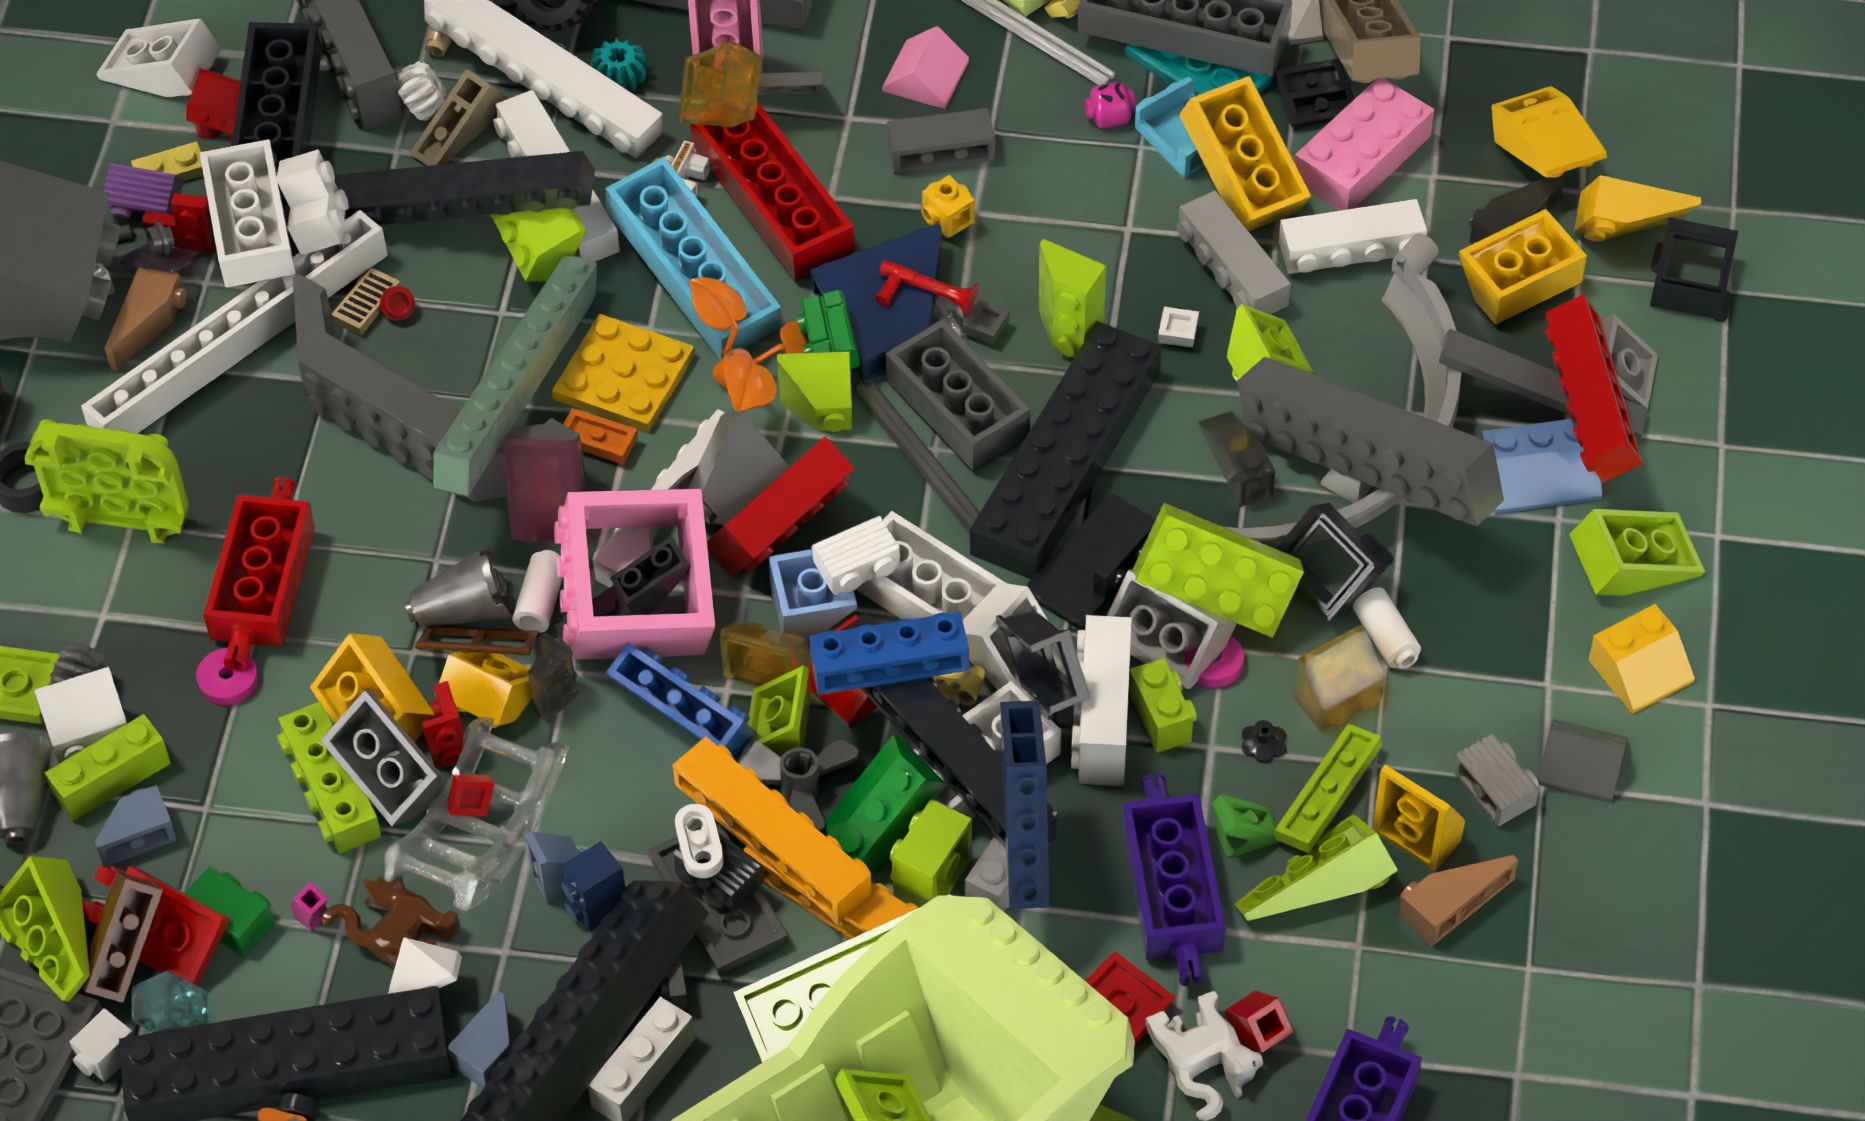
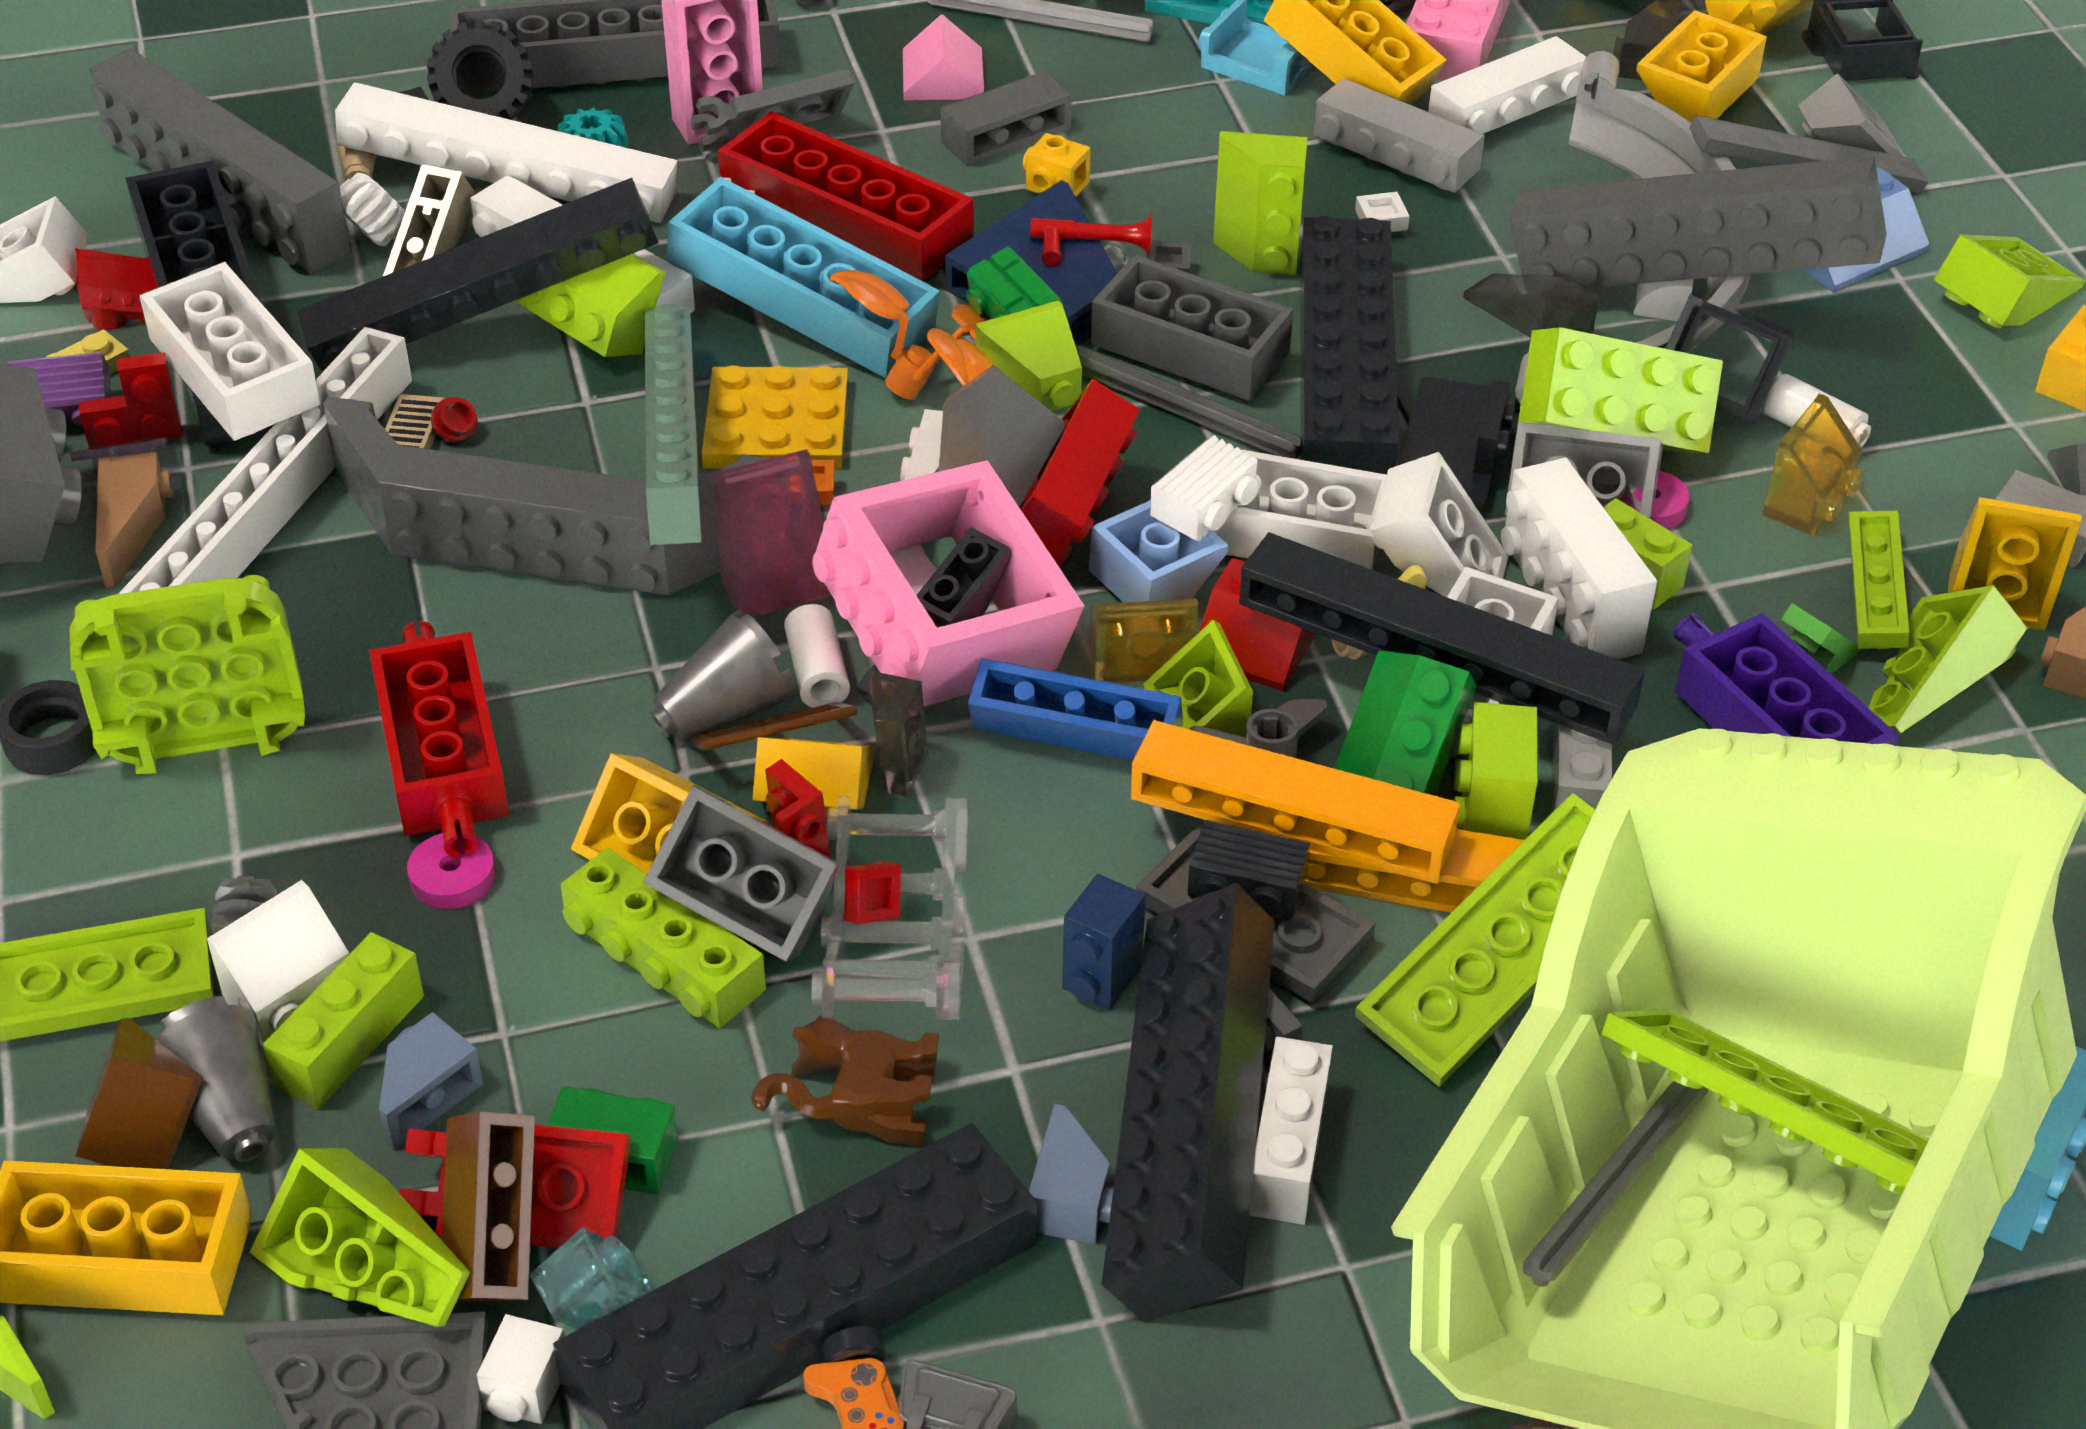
camera: 25 degrees left, 10 degrees down
(160, 239) = (113, 423): dark grey plate -> none
(309, 906) = (725, 1095): dark pink piece -> none
(313, 200) = (320, 330): white brick -> none
(424, 966) = (929, 1109): white slope -> none
(546, 858) = (1027, 940): sand blue slope -> none
(699, 843) = (1229, 841): white plate -> none
(720, 86) = (744, 101): clear yellow slope -> none
(889, 652) = (1333, 555): blue brick -> none
(1025, 804) = (1621, 630): dark blue slope -> none
(1029, 644) = (1479, 534): black piece -> none
(1110, 105) = (1167, 47): dark pink head -> none
(1260, 336) = (1482, 206): lime slope -> none
(1263, 741) = (1763, 562): black plant -> none
(1593, 389) = (1873, 124): red brick -> none

